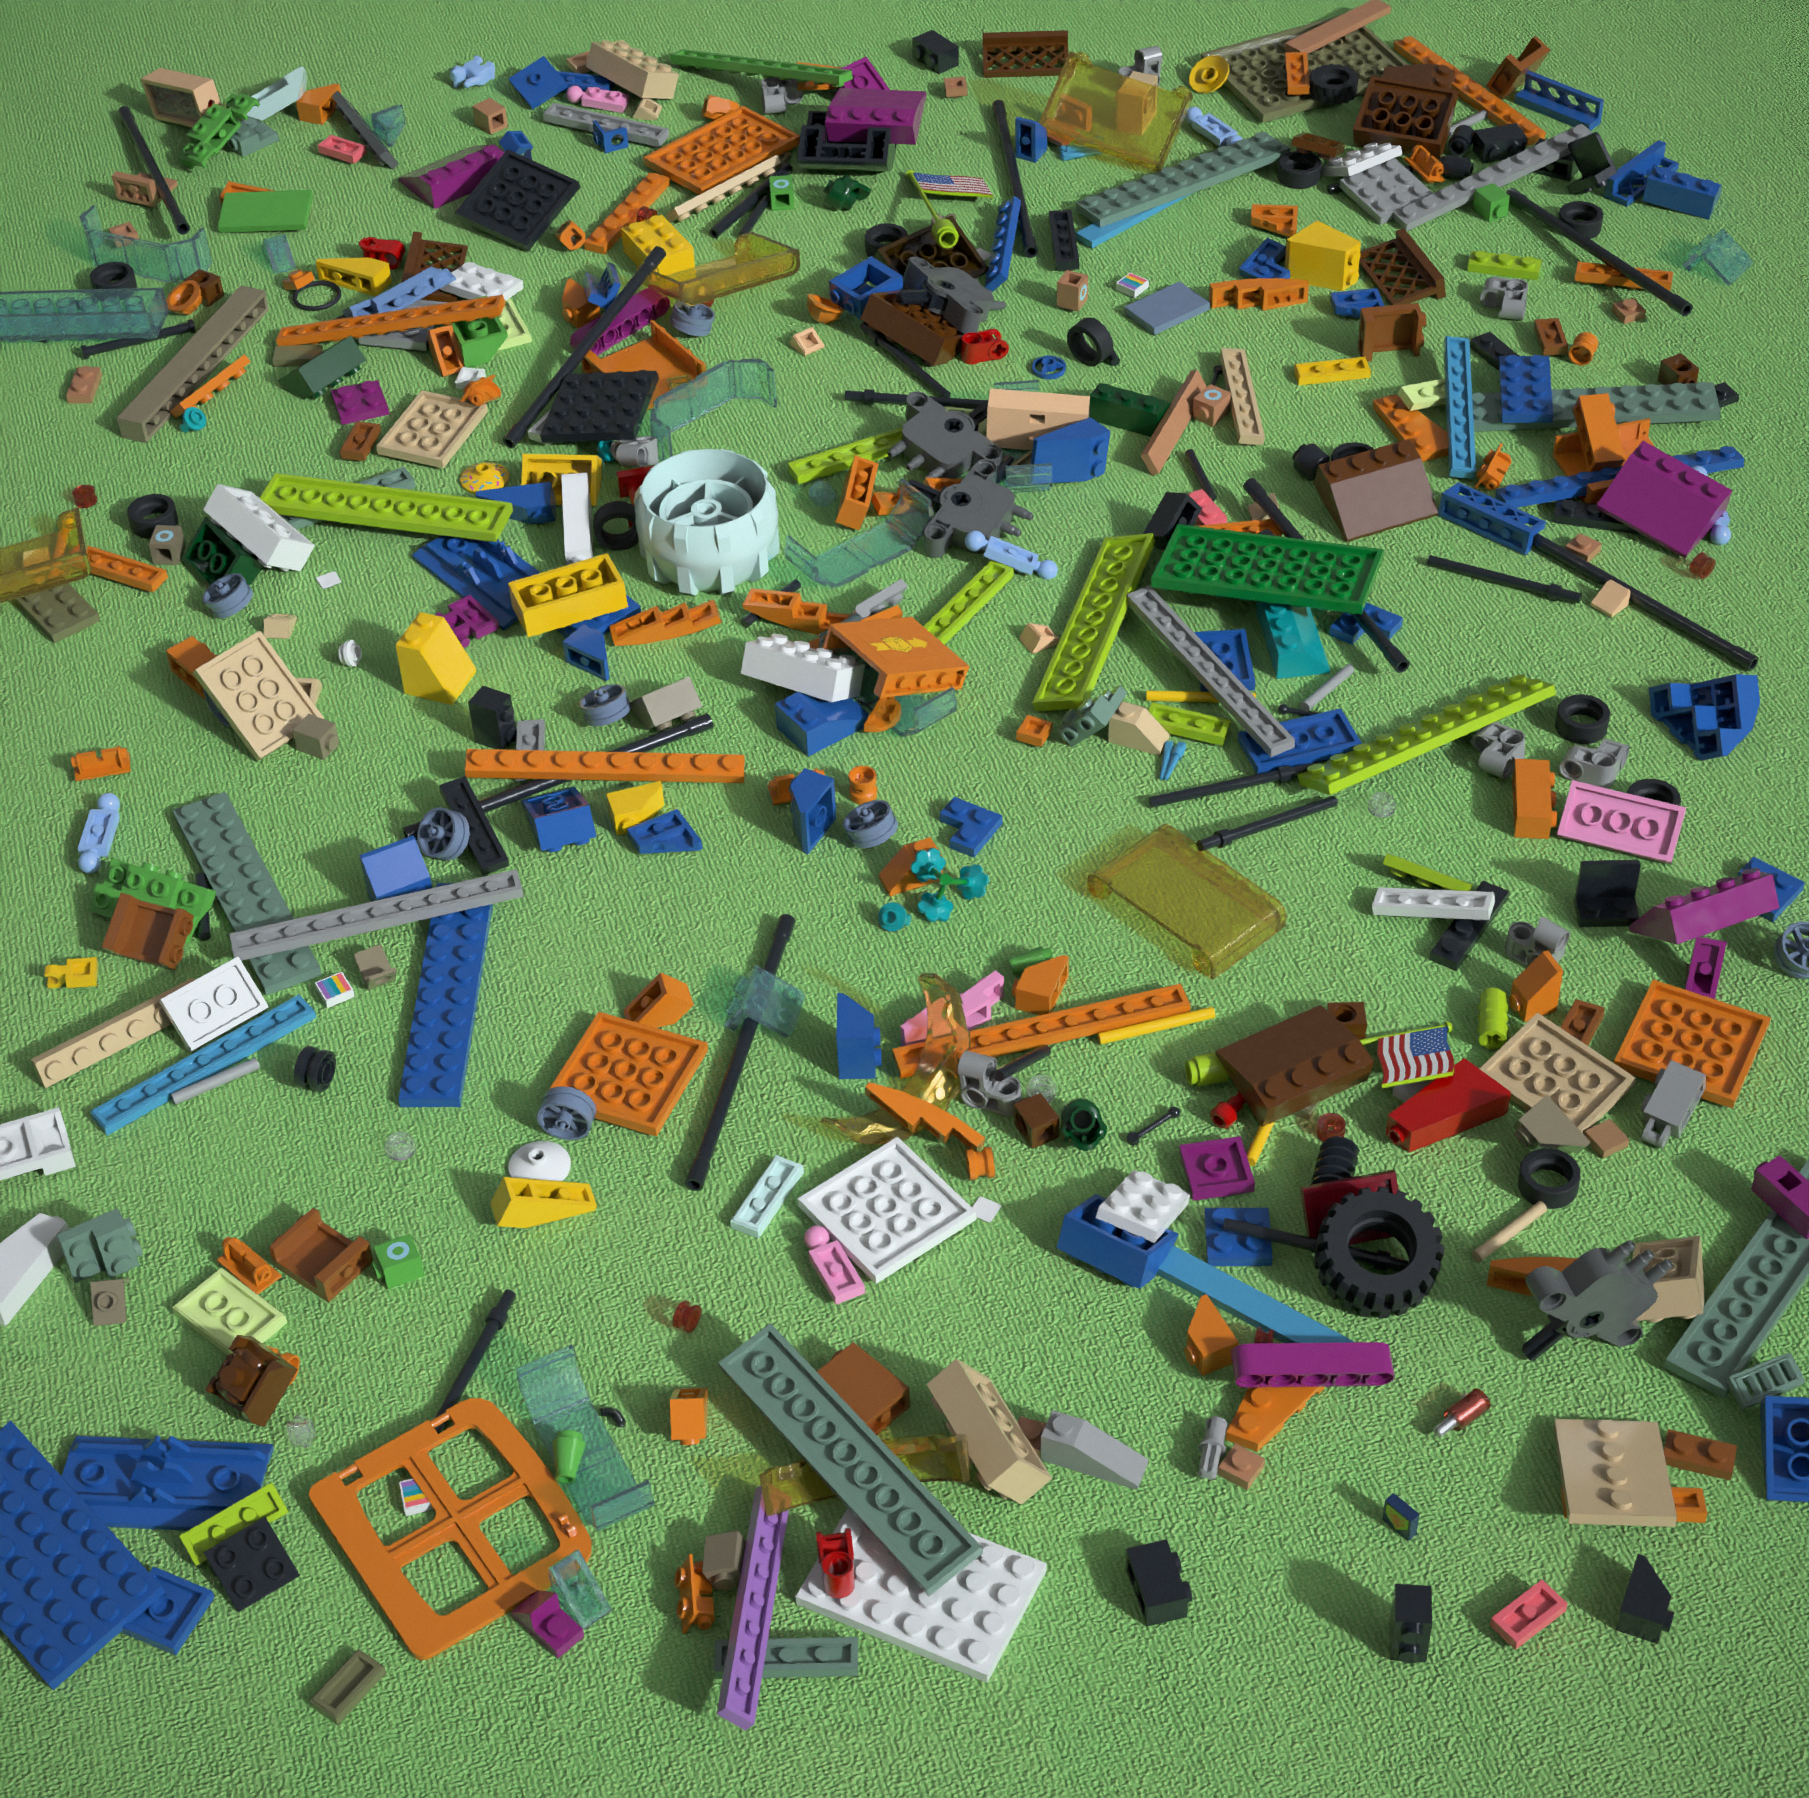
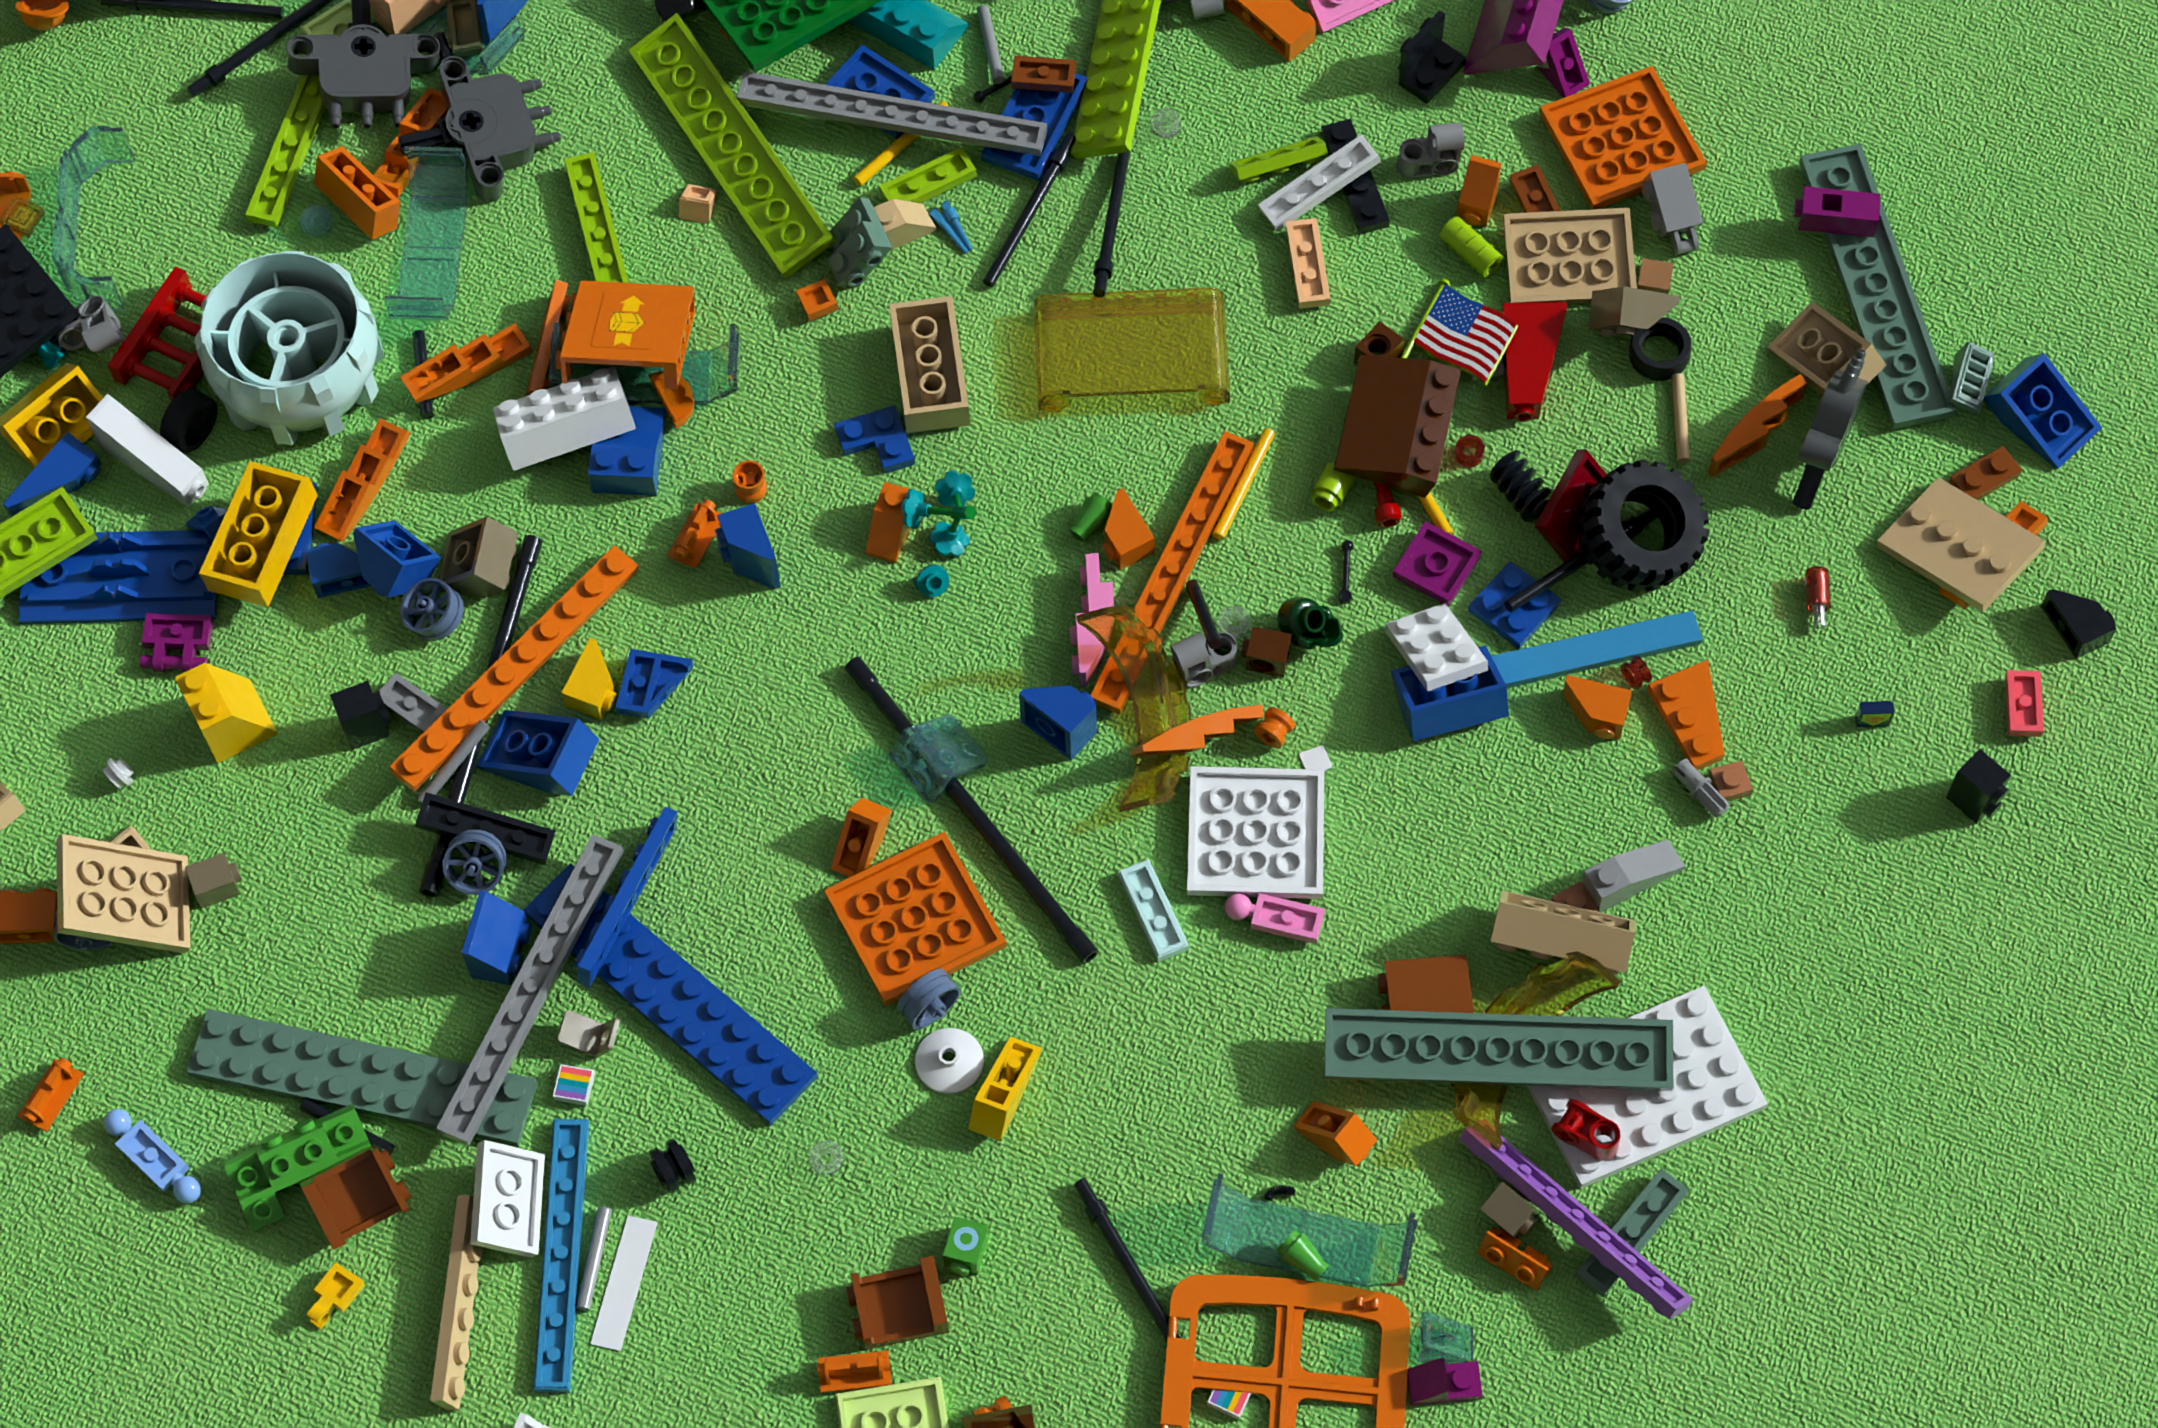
camera: 50 degrees left, 20 degrees up
(212, 1109) = (624, 1283): none -> white sticker
(489, 916) = (619, 907): none -> blue plate
(509, 781) = (455, 759): none -> light grey bar
(617, 659) = (392, 558): none -> blue slope
(686, 1316) = (1232, 1063): clear red bush -> none
(806, 342) = (69, 62): light nougat slope -> none
(870, 824) = (809, 513): sand blue wheel -> none
(880, 601) = (528, 295): light grey plate -> none
(1010, 555) = (575, 140): light blue plate -> none
(1047, 807) = (929, 364): none -> tan brick
(1157, 1582) = (1789, 923): black brick -> none
(1312, 1364) = (1697, 658): magenta beam -> none
(1331, 717) = (1043, 74): none -> dark orange plate
(1367, 943) = (1307, 263): none -> light nougat plate

